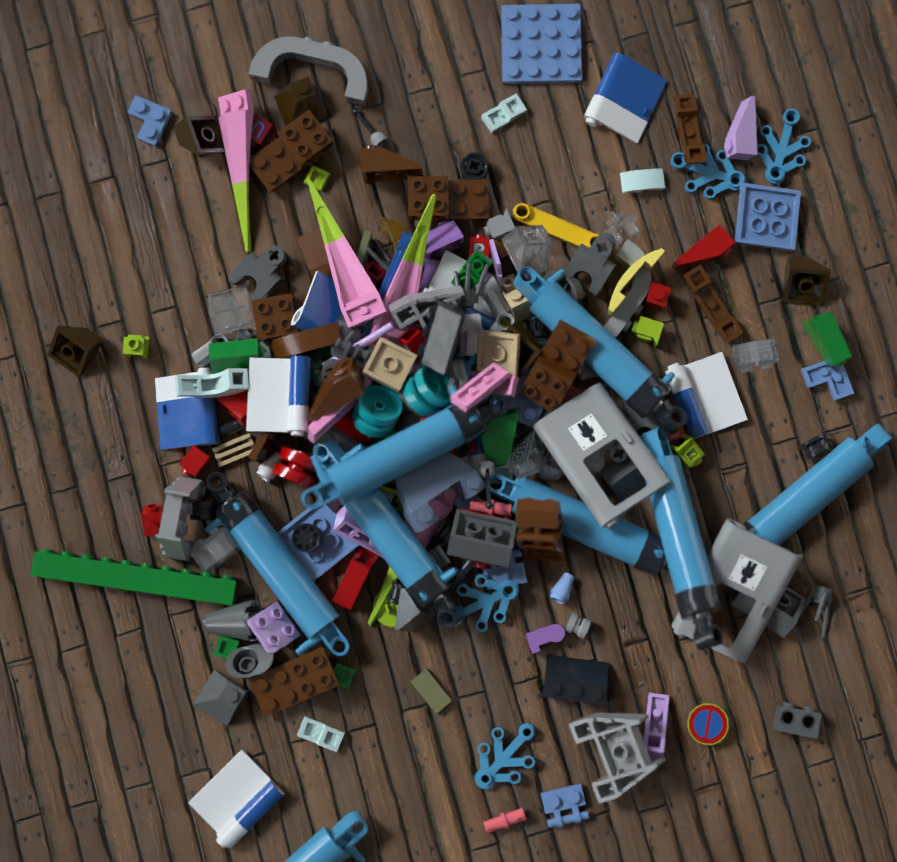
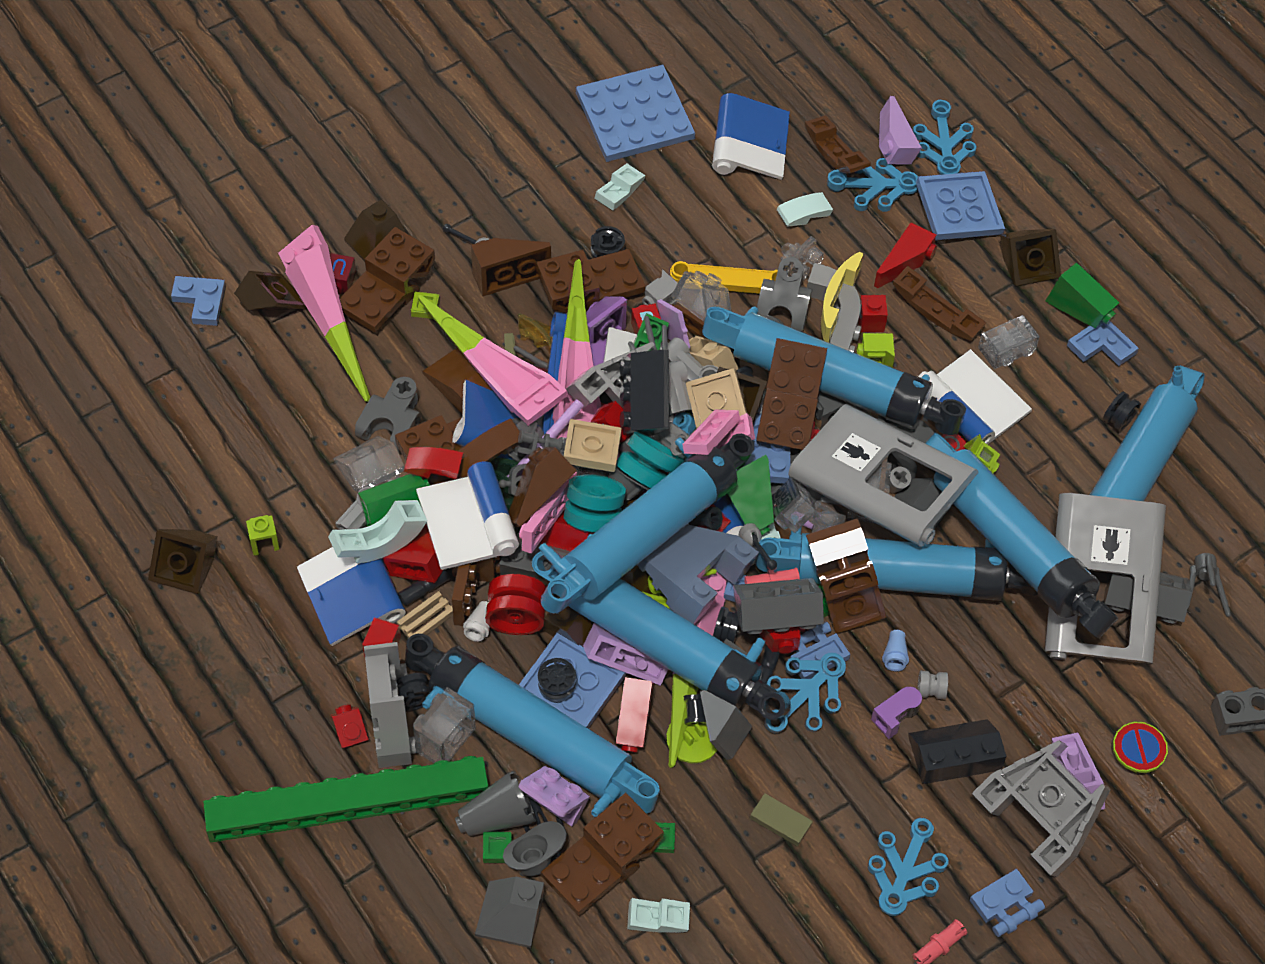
camera: 30 degrees left, 25 degrees down
(268, 339) = (428, 460): none -> red slope
(315, 52) = (380, 181): light grey arch -> none

